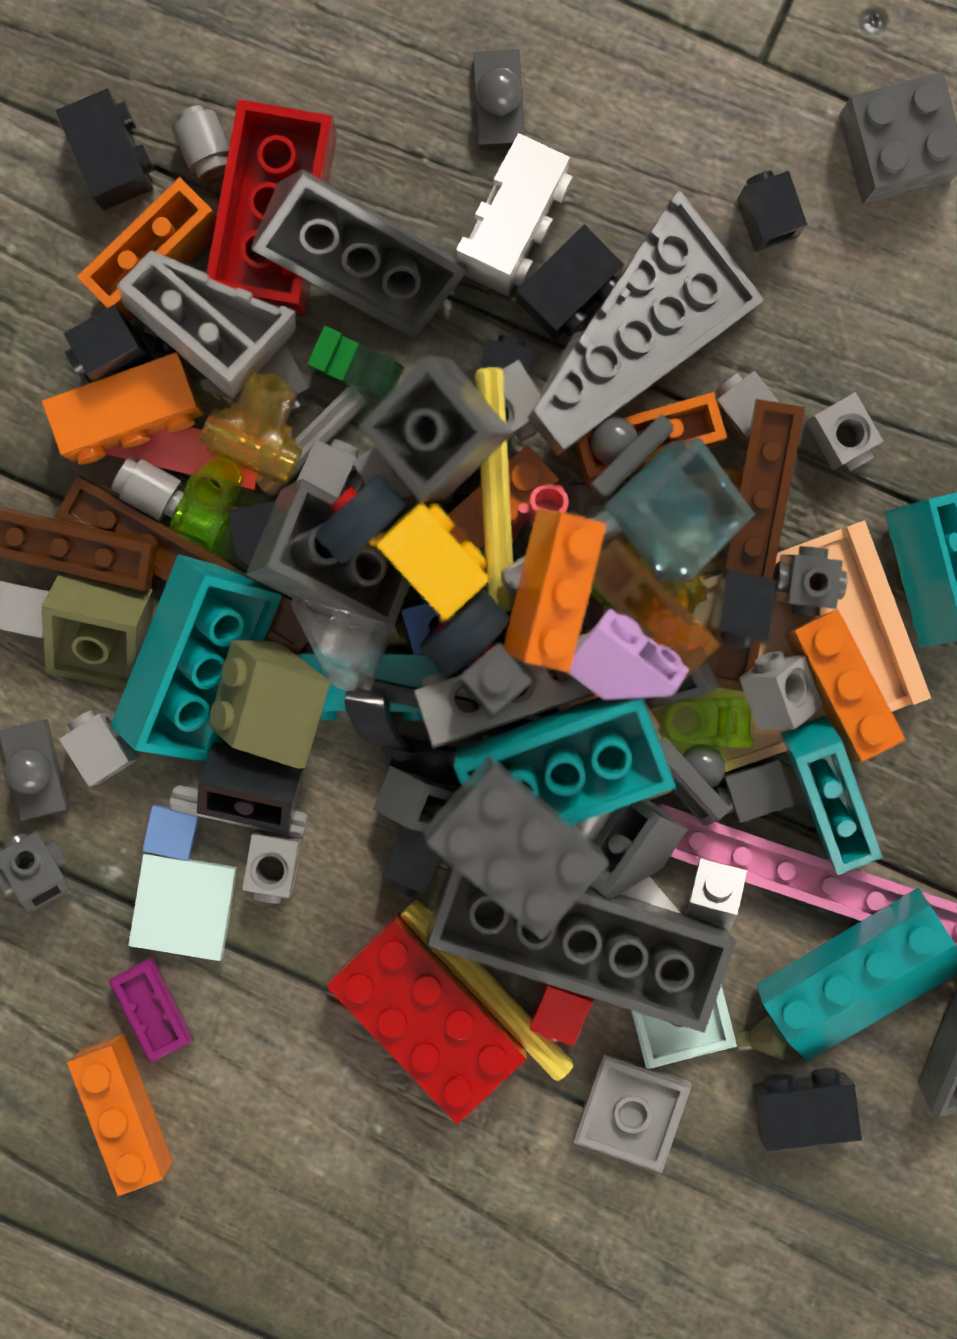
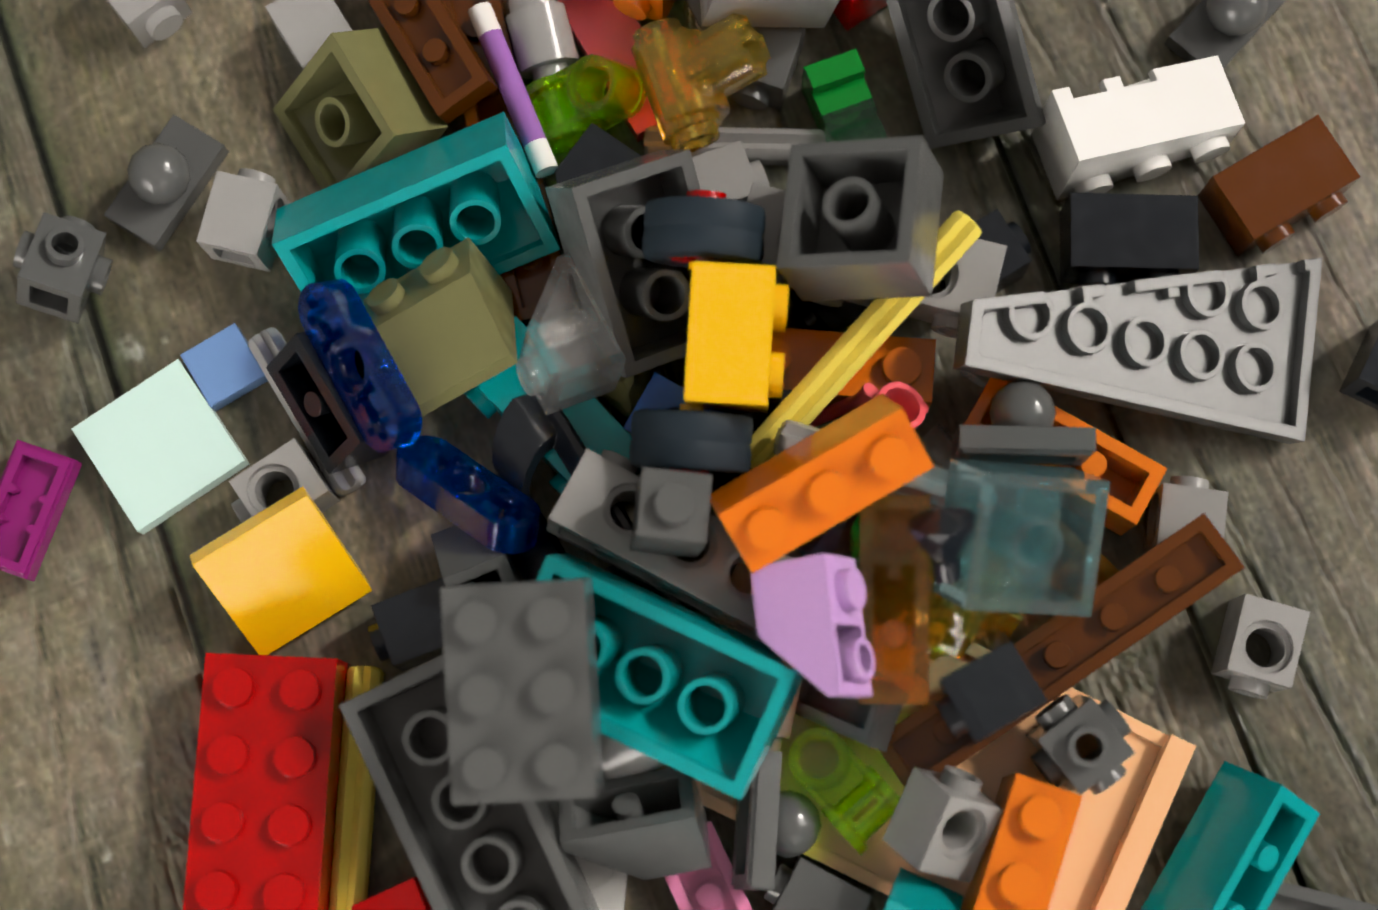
camera: 50 degrees right, 10 degrees down
(166, 534) = (513, 90): none -> medium lavender bar
(204, 756) = (339, 326): none -> clear blue beam
(317, 906) = (281, 572): none -> yellow tile
(339, 772) = (493, 516): none -> clear blue beam
(619, 172) = (1279, 186): none -> reddish brown brick
(644, 553) = (944, 536): none -> black rock

